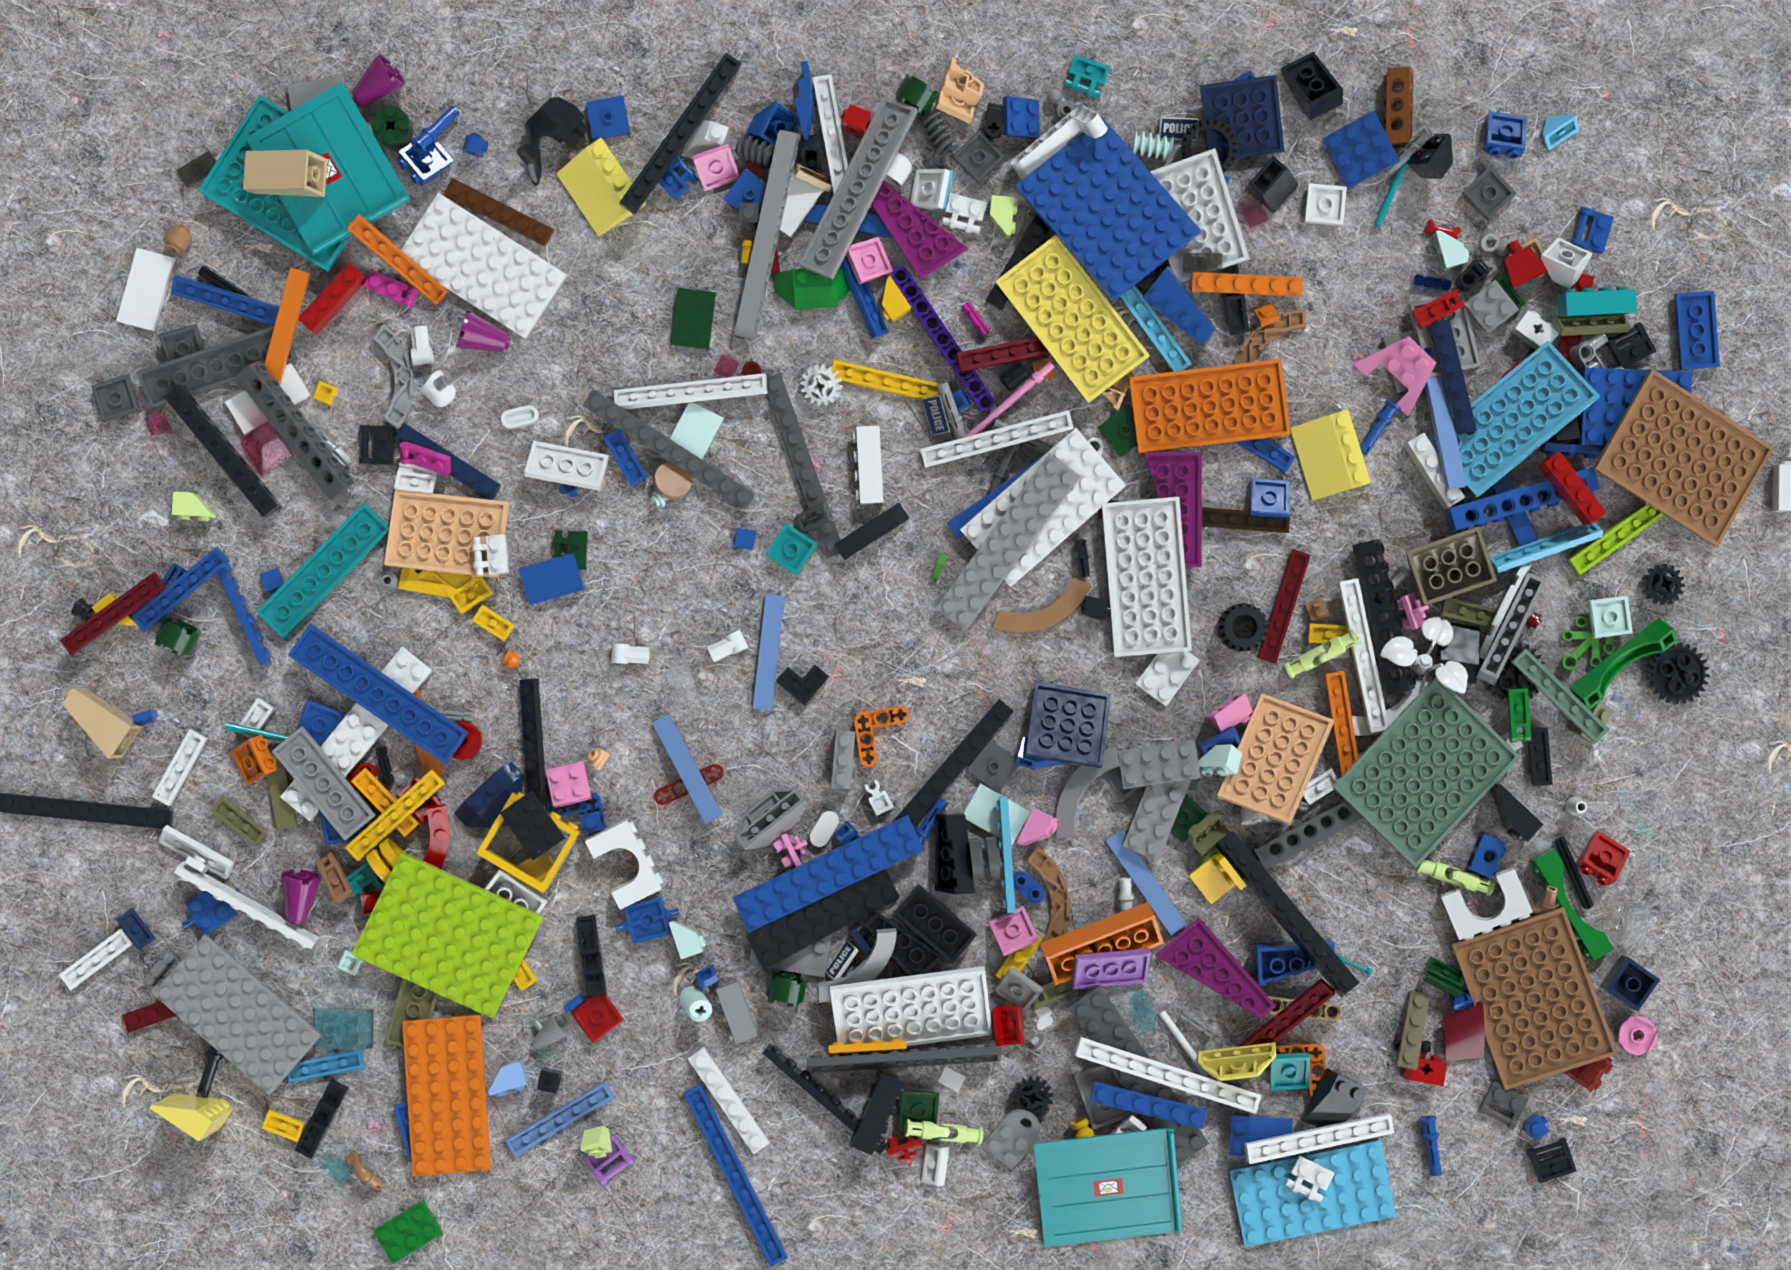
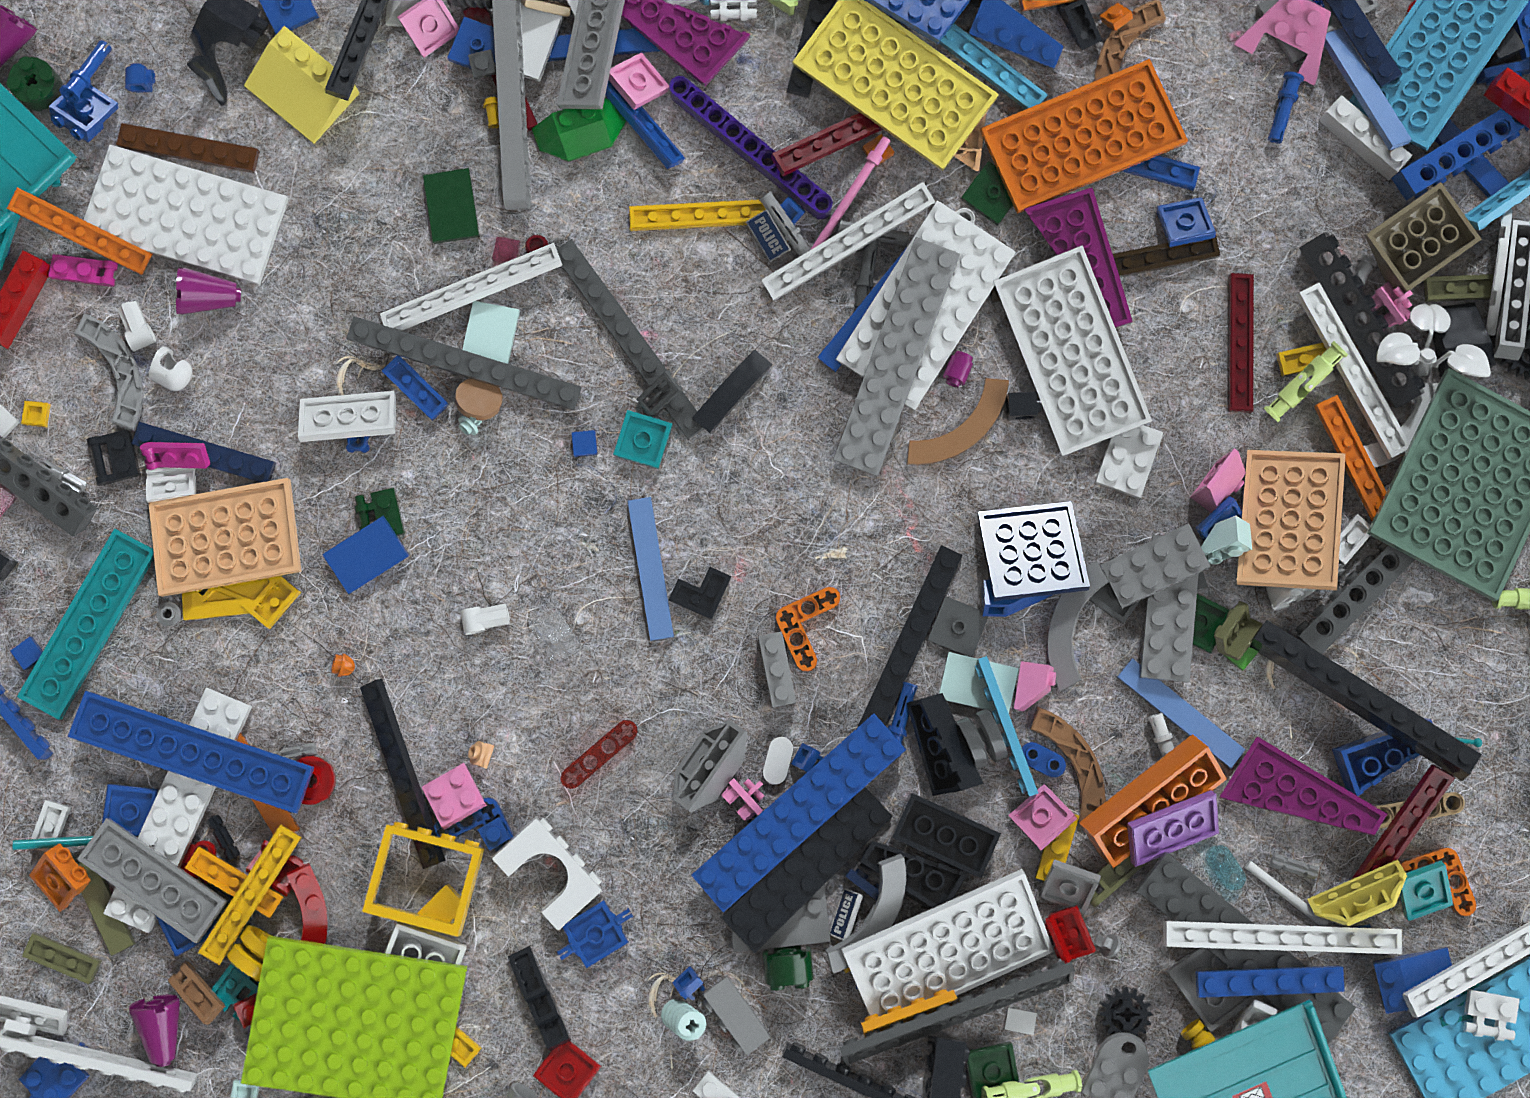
camera: 15 degrees left, 5 degrees down
(488, 800) = (359, 844): dark blue wedge -> none
(493, 623) = (310, 627): yellow plate -> none
(496, 555) = (291, 544): white plate -> none
(519, 417) = (276, 377): white tile -> none
(532, 825) = (422, 856): black plate -> none
(573, 1003) = (533, 1063): blue tile -> none
(674, 183) = (385, 58): blue plate -> none
(686, 939) = (650, 944): light aqua slope -> none
(687, 769) = (592, 735): medium blue tile -> none
(730, 645) = (604, 571): white piece -> none
(822, 392) = (628, 245): white gear -> none
(869, 465) = (707, 316): white brick -> none
(880, 800) = (835, 707): white plate -> none
(894, 303) = (682, 121): yellow slope -> none
(939, 565) = (823, 409): bright green tile -> none
(976, 319) = (782, 114): dark pink axle -> none
(1014, 376) = (847, 166): black piece -> none
(1045, 1018) = (1111, 914): white sticker -> none
(1054, 564) = (958, 369): none -> magenta brick
(1082, 558) = (988, 352): black axle -> none
(1216, 877) = (1264, 682): yellow bracket -> none
(1259, 627) = (1215, 366): black tyre -> none
(1316, 610) = (1280, 335): medium nougat tile -> none
(1330, 455) = (1240, 153): light yellow slope -> none
(1334, 1100) = (1489, 909): black slope -> none

